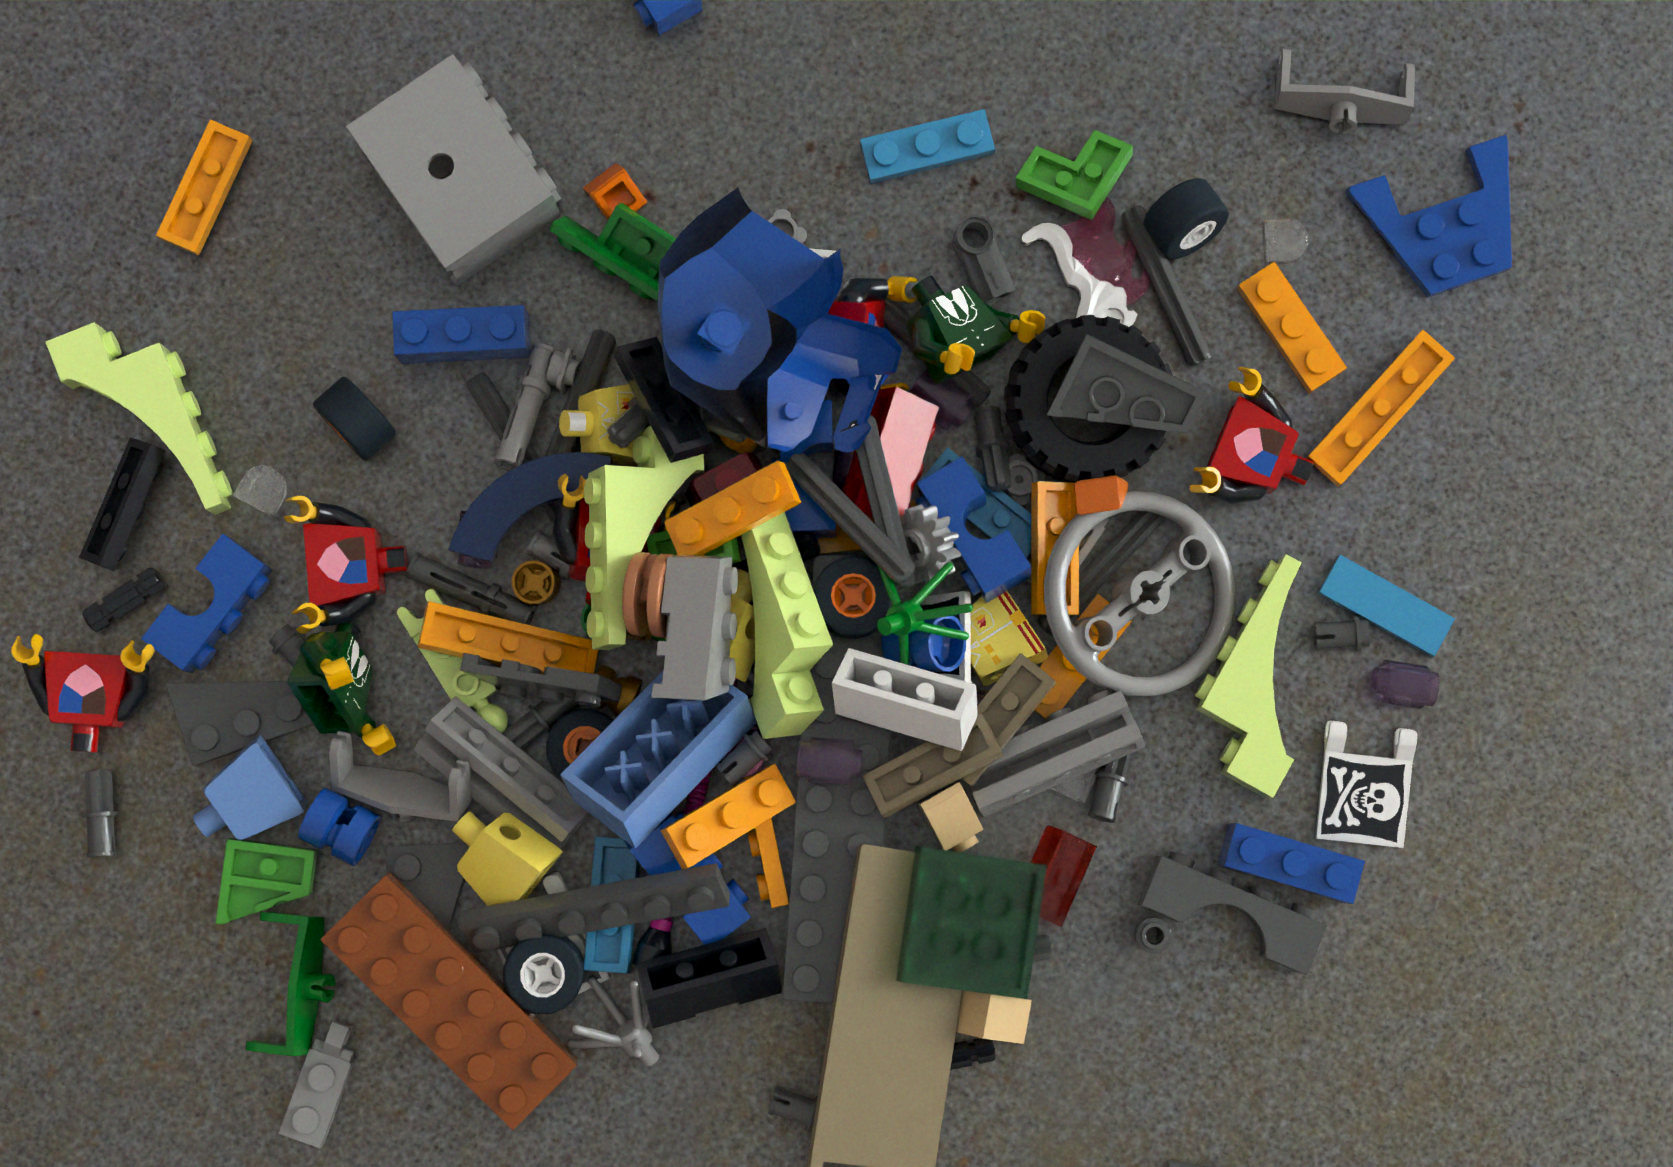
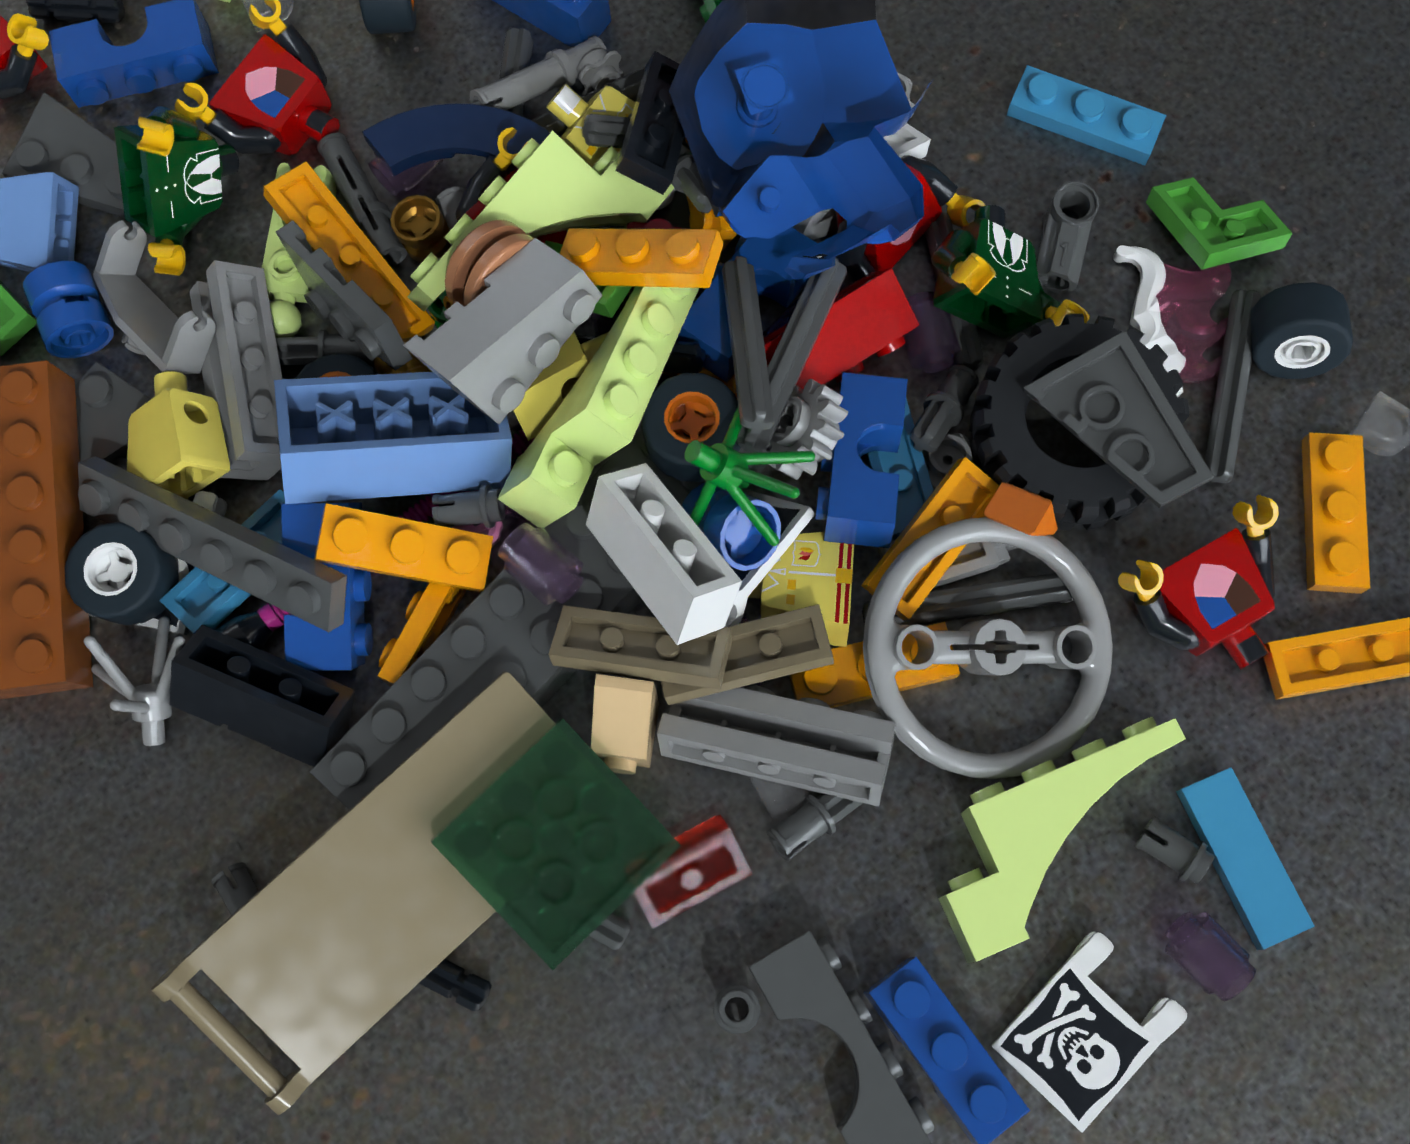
camera: 45 degrees right, 10 degrees down
(993, 1016) = (508, 966): tan slope -> none

